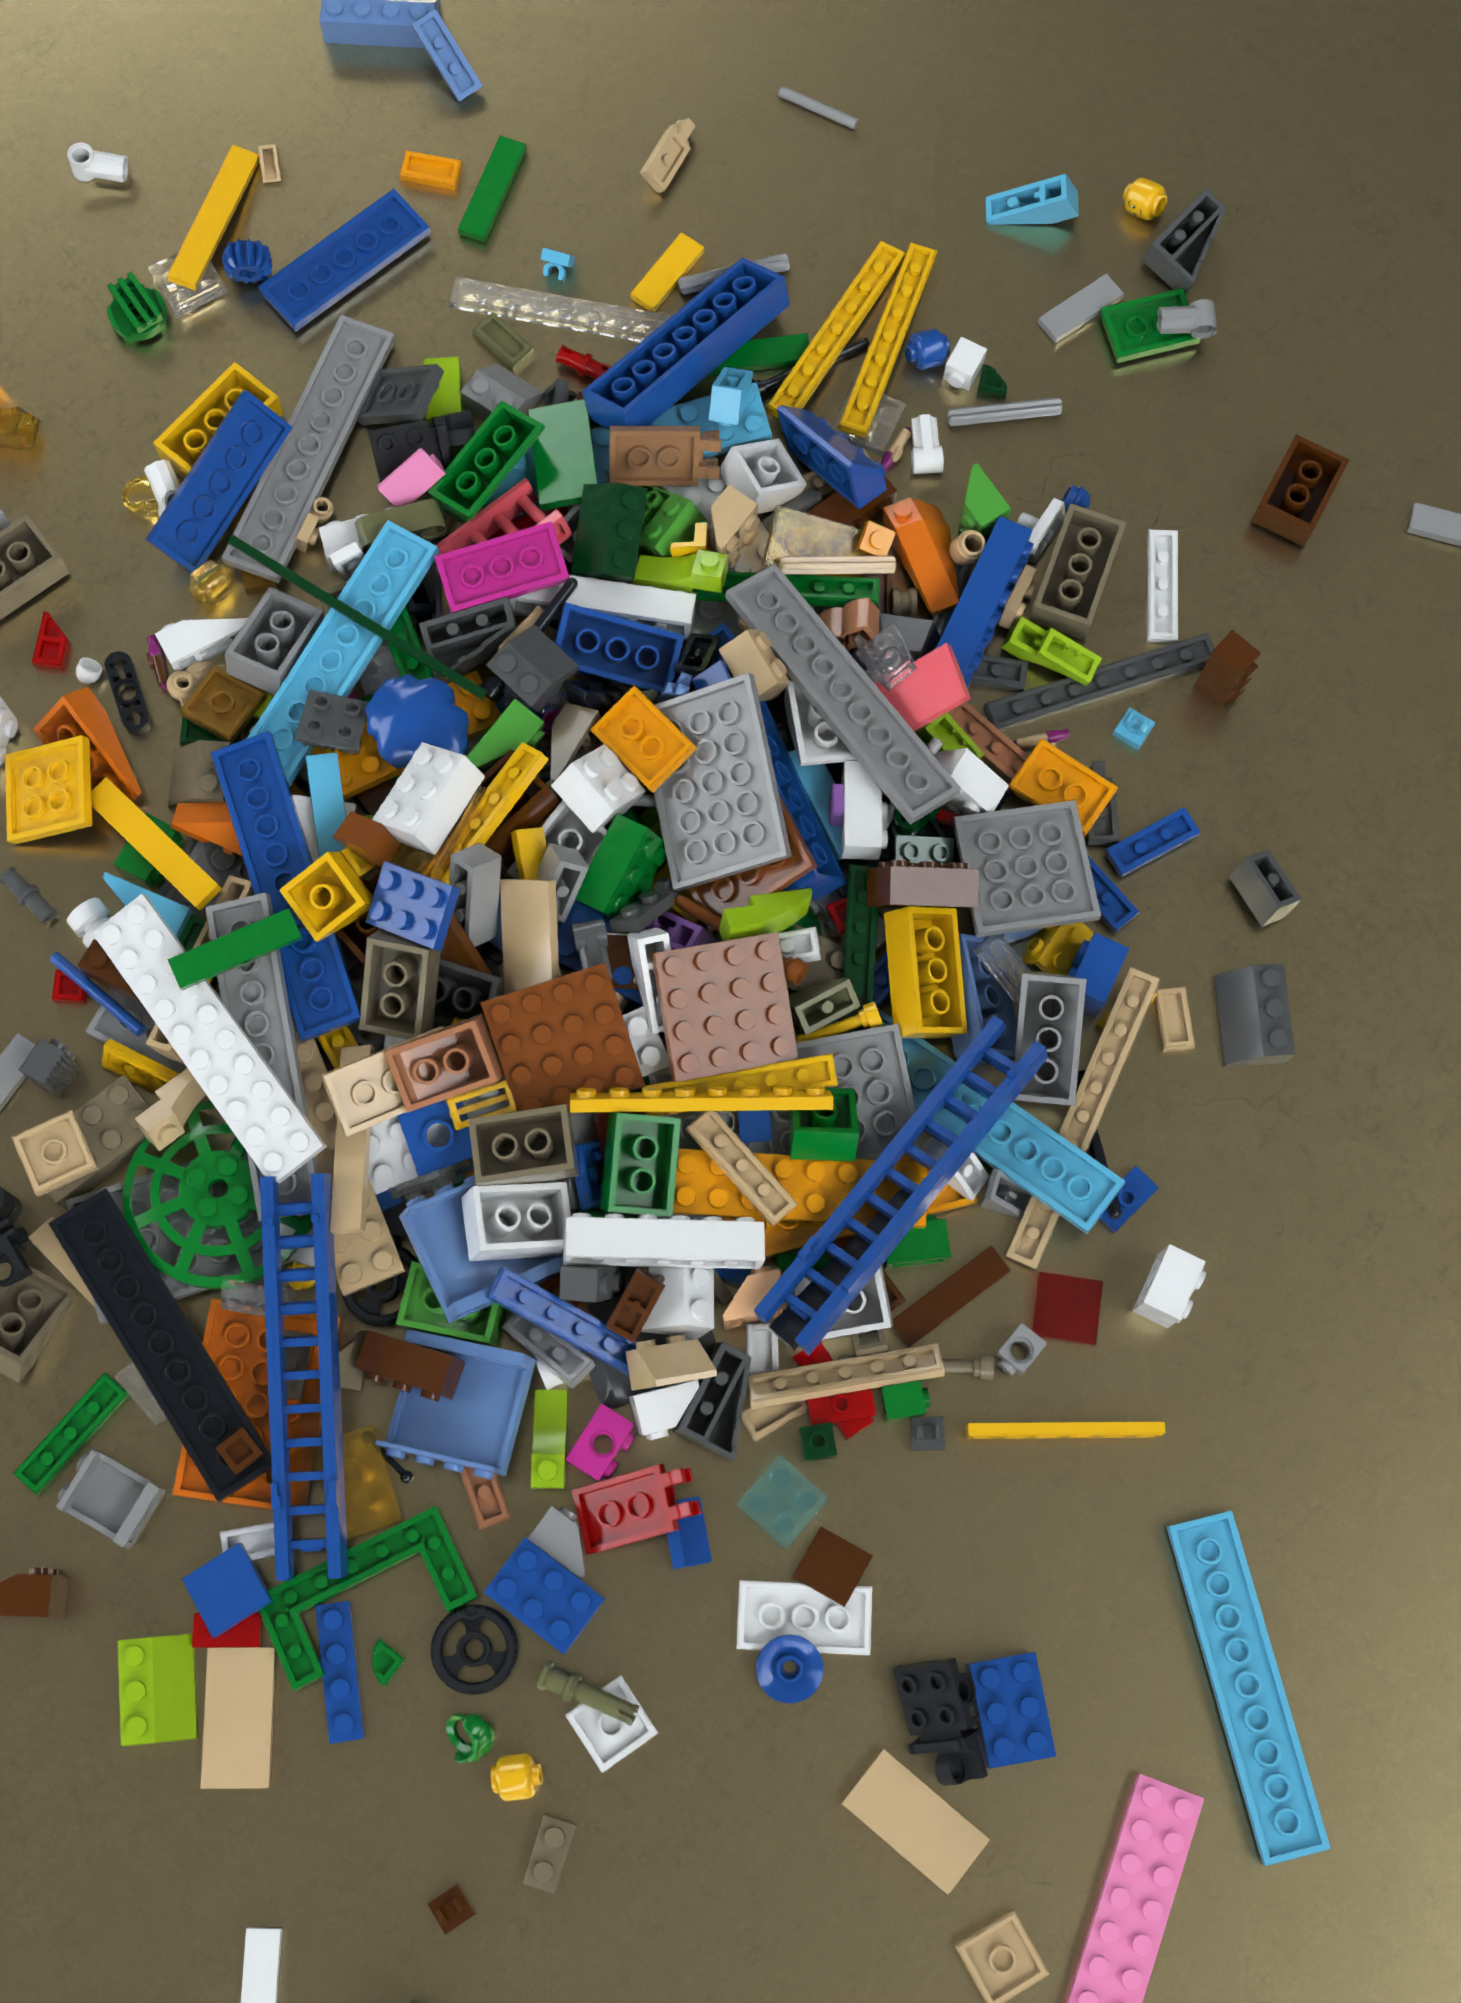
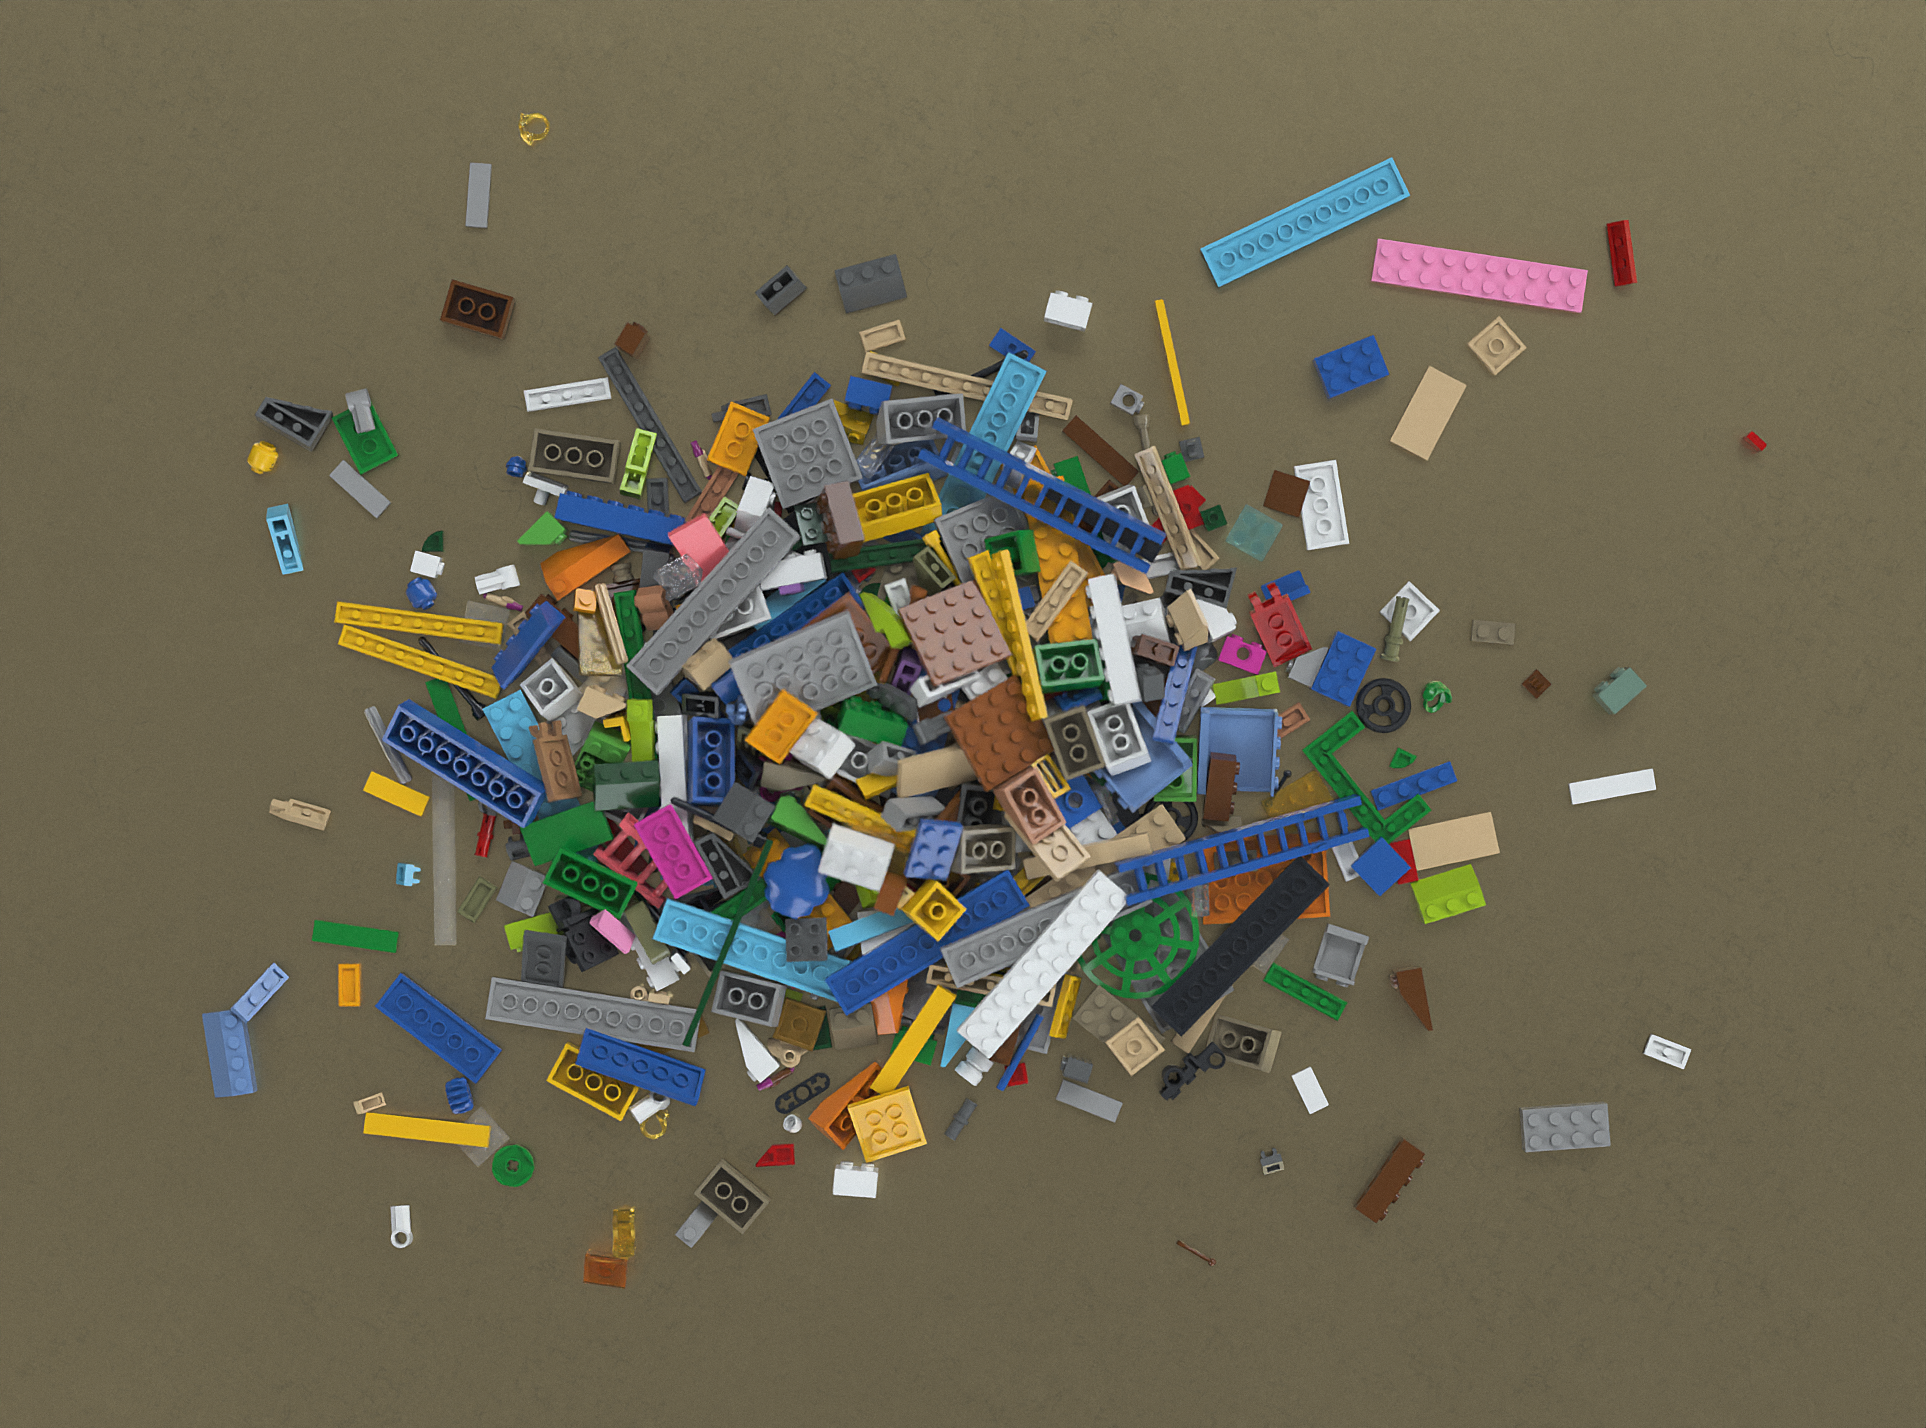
camera: 95 degrees left, 15 degrees up
(123, 284) = (496, 1180): green tile -> none
(165, 1119) = (1099, 981): tan slope -> none
(211, 583) = (711, 1056): clear yellow head -> none
(234, 949) = (984, 958): green tile -> none
(239, 1451) = (1297, 877): reddish brown plate -> none
(516, 1777) = (1453, 662): yellow head -> none
(730, 396) = (502, 723): medium azure slope -> none
(794, 1685) = (1364, 507): blue dish -> none
(818, 107) = (234, 712): light grey bar -> none
(938, 1710) = (1361, 411): black plate -> none
(967, 547) = (577, 530): tan brick -> none
(1004, 411) = (456, 529): light grey axle -> none
(1015, 606) = (610, 494): tan plate -> none
(1067, 1308) = (1092, 374): clear red tile -> none
(1133, 728) = (679, 397): medium azure tile -> none
(1152, 842) = (761, 370): blue plate -> none

